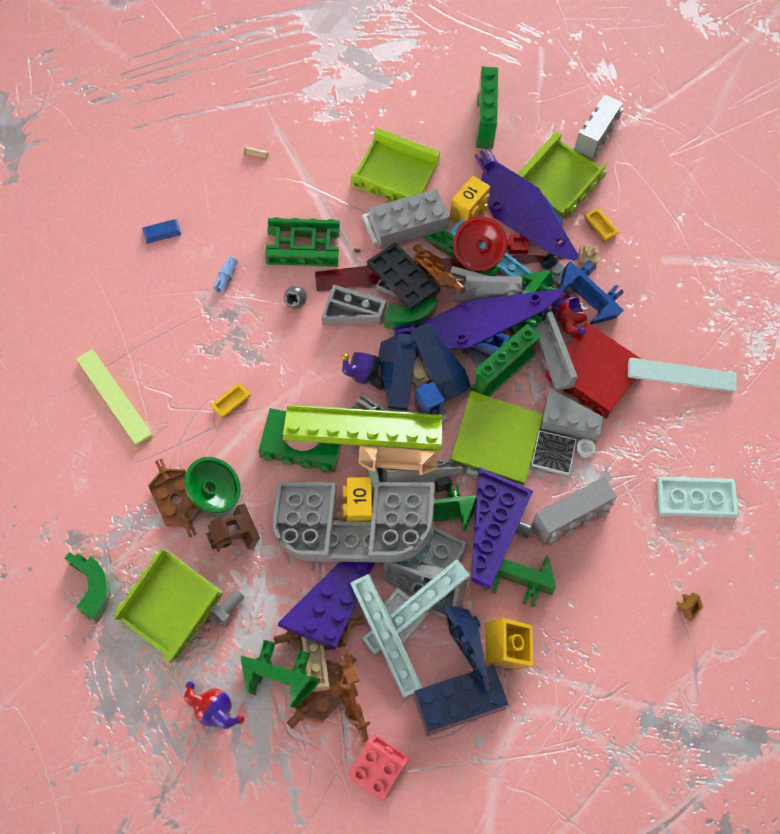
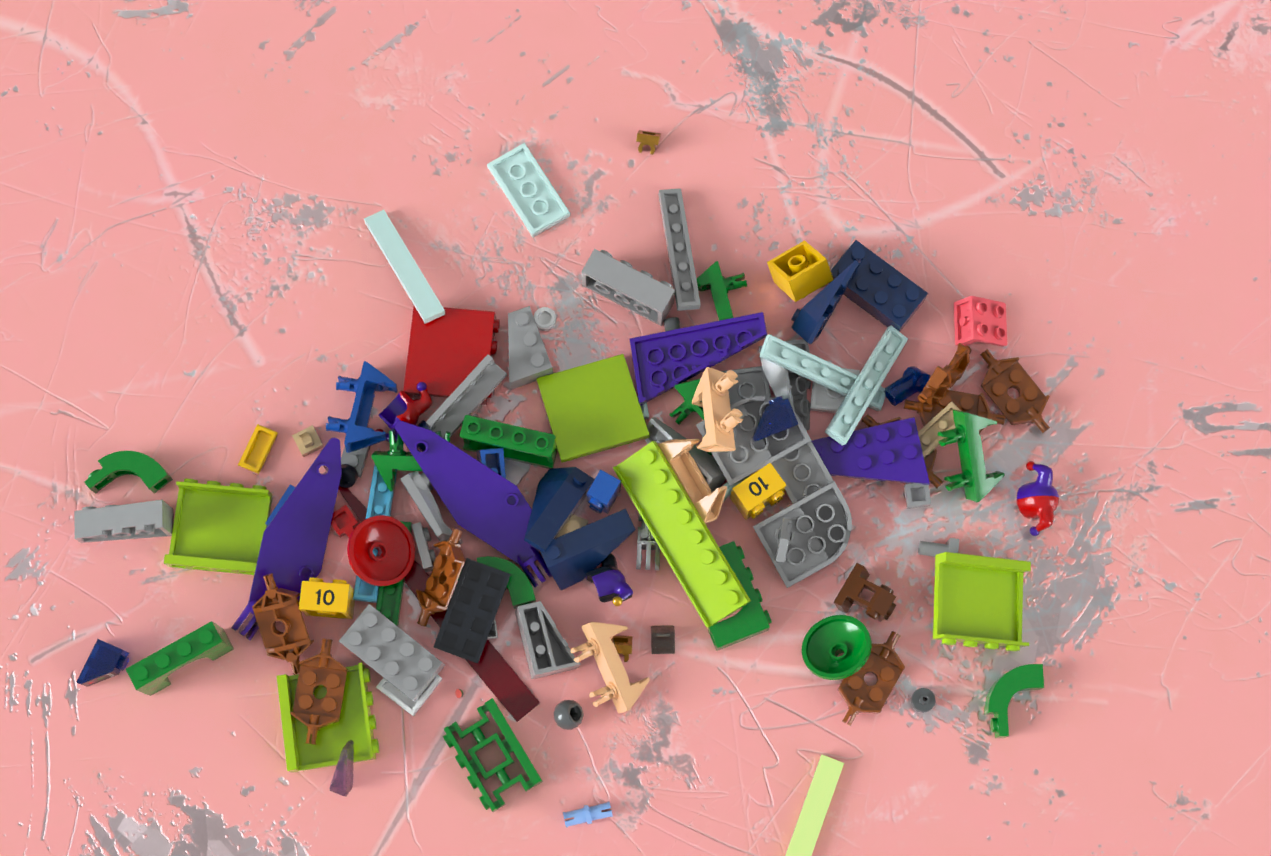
camera: 120 degrees left, 10 degrees up
(135, 525) = (919, 704): none -> dark grey tile
(230, 400) = (730, 701): yellow tile -> none
(275, 615) = (917, 495): none -> light grey tile
(289, 333) = (610, 665): none -> light nougat hose
(290, 743) = (1010, 374): none -> dark orange plate
(303, 386) = (663, 639): none -> clear smoke slope
(309, 492) = (784, 540): none -> light grey tile
(317, 354) = (623, 645): none -> pearl gold tile
(354, 157) = (343, 776): none -> clear purple slope
(366, 668) = (910, 383): none -> clear blue piece
(399, 533) = (775, 418): none -> clear blue slope
(405, 160) = (315, 672): none -> dark orange plate
(434, 498) = (717, 411): none -> light nougat hose
(442, 483) = (679, 427): black tile -> none
(464, 168) = (282, 606): none -> dark orange plate
(515, 76) = (103, 663): none -> clear blue slope
(553, 453) = (571, 345): tile -> none
(583, 567) = (679, 249): none -> light grey plate
(630, 155) = (128, 463): none -> green arch

